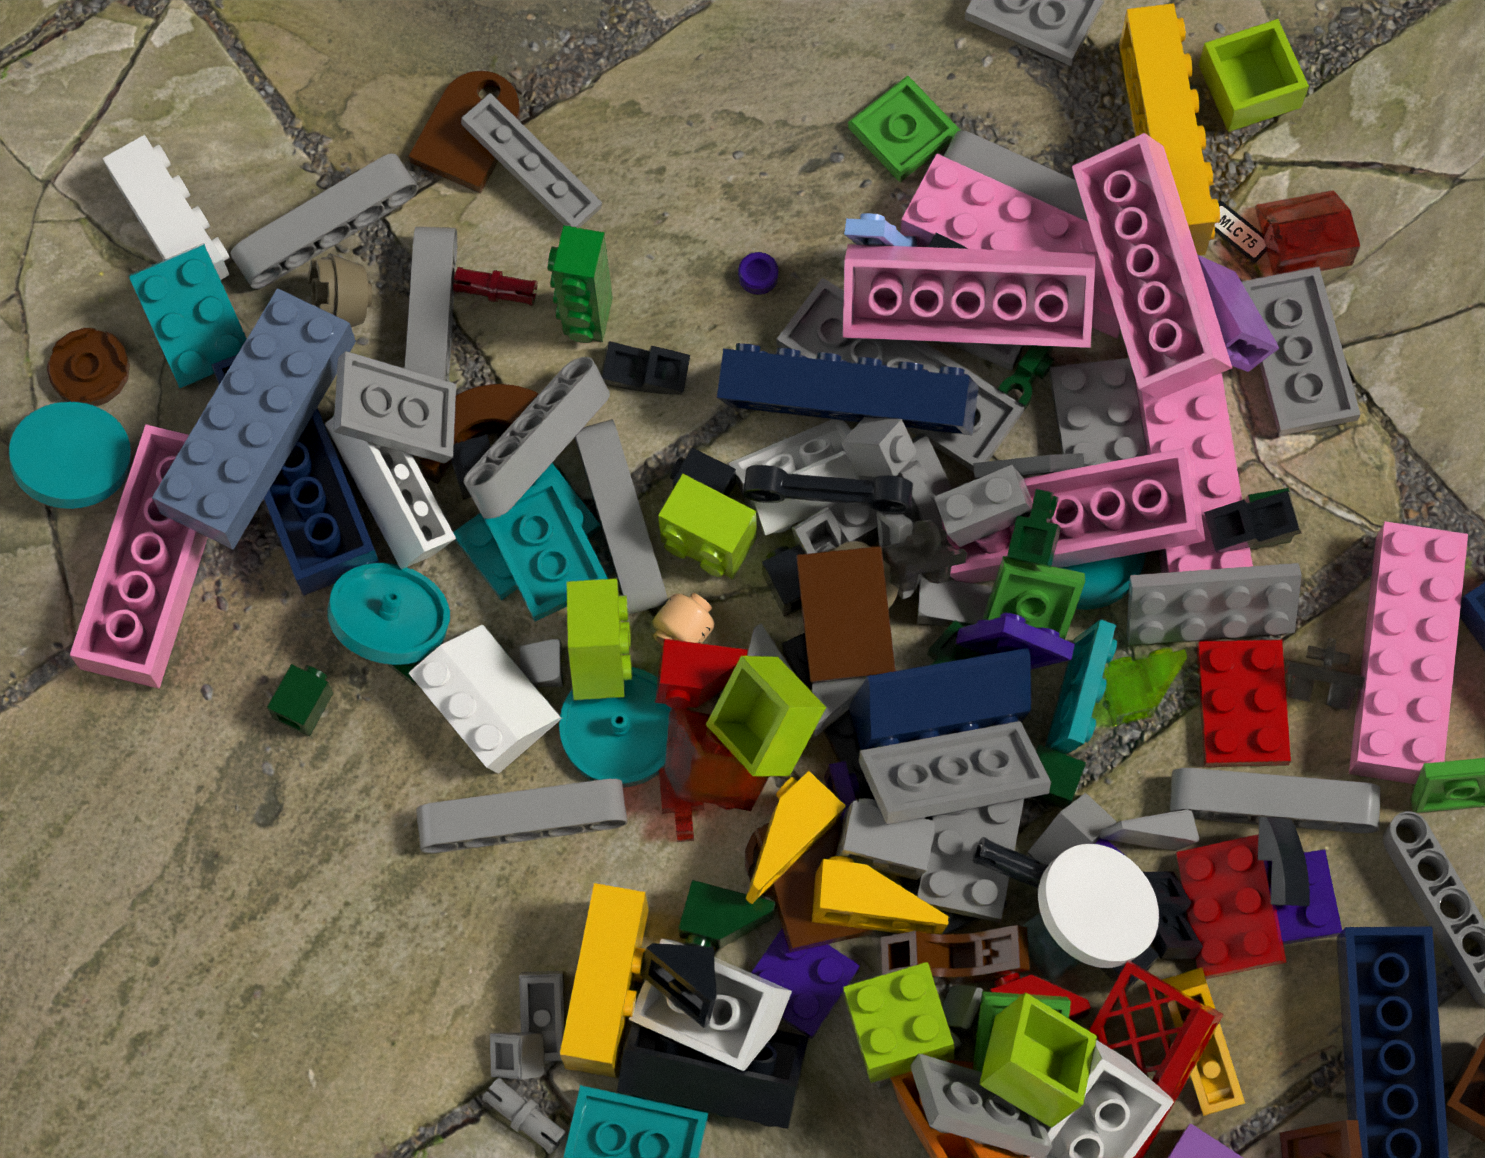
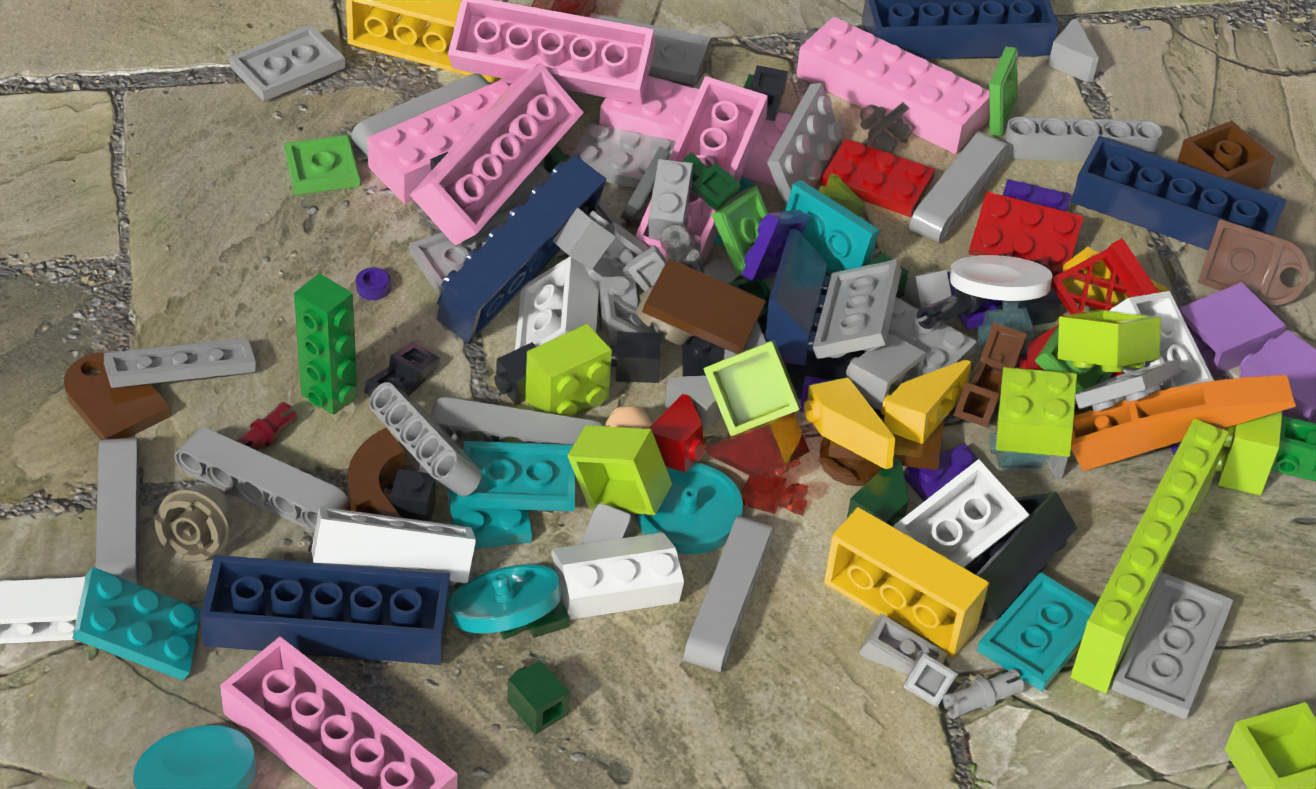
camera: 70 degrees left, 25 degrees down
(88, 367) = (114, 735): reddish brown tile -> none
(254, 419) = (284, 594): sand blue brick -> none
(394, 407) = (342, 496): light grey plate -> none
(684, 977) = (942, 515): black slope -> none
(875, 230) = (410, 175): light blue plate -> none
(881, 493) = (572, 304): black piece -> none
(1161, 831) = (953, 242): light grey slope -> none
(1281, 845) = (1005, 183): black slope -> none

